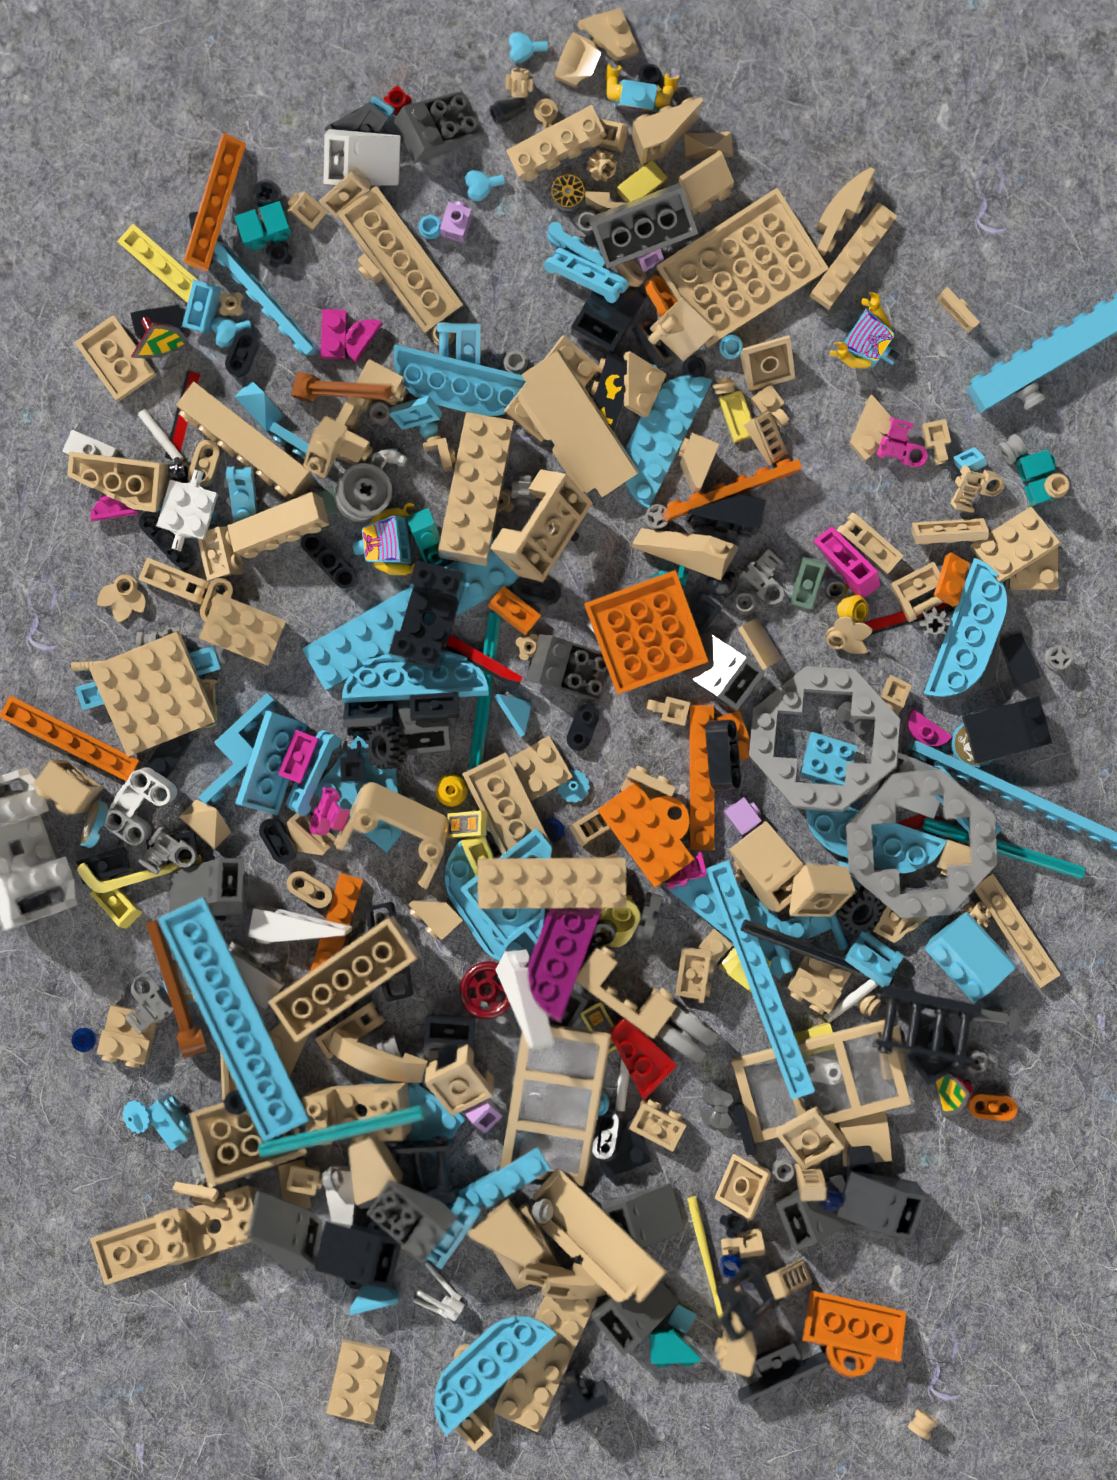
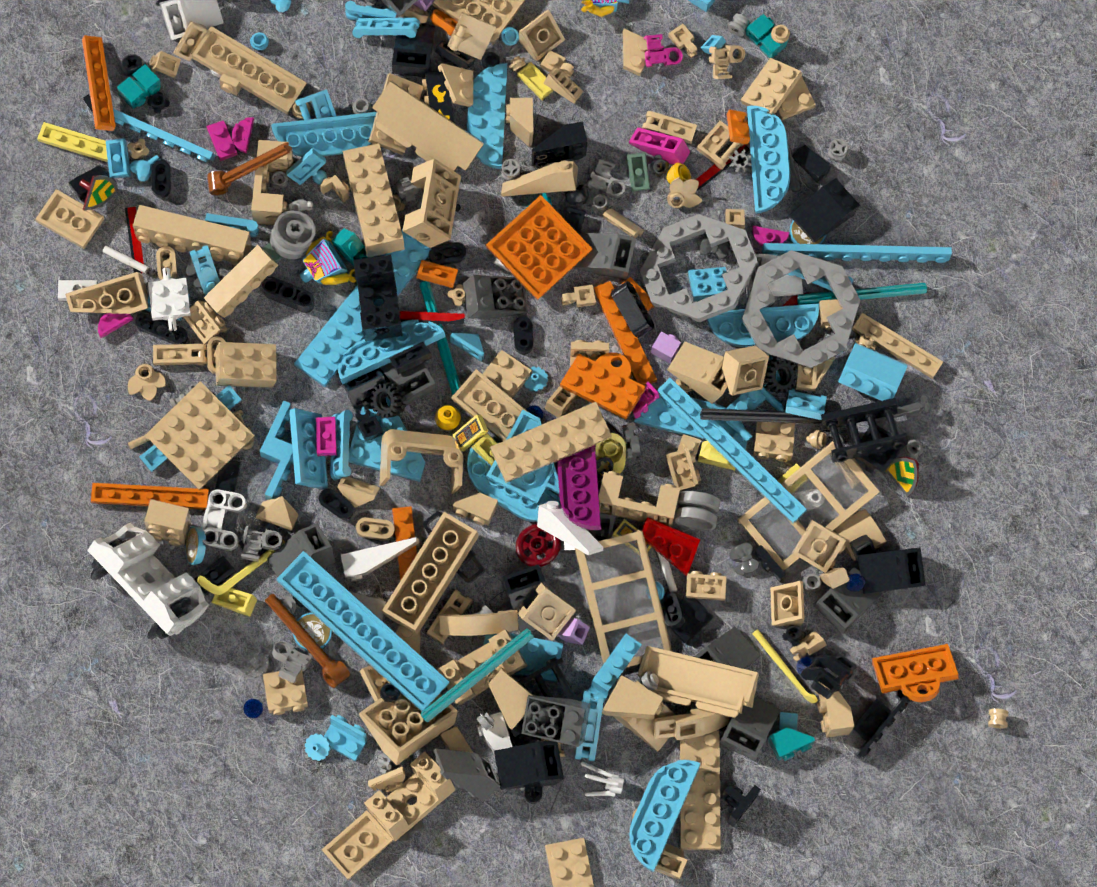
camera: 30 degrees left, 15 degrees down
(178, 470) = (149, 275): black plate -> none
(259, 405) = (188, 207): medium azure slope -> none
(304, 1179) = (464, 735): tan bracket -> none
(324, 446) = (254, 208): tan slope -> none
(328, 813) = (364, 462): dark pink piece -> none
(373, 1298) = (553, 800): medium azure slope -> none
(456, 221) = (277, 30): lavender brick -> none
(741, 485) = (572, 113): orange plate -> none
(778, 1284) = (851, 653): tan slope -> none
(850, 1000) = (803, 441): white piece -> none
(950, 531) = (721, 96): tan plate -> none
(991, 1107) = (939, 475): orange plate -> none

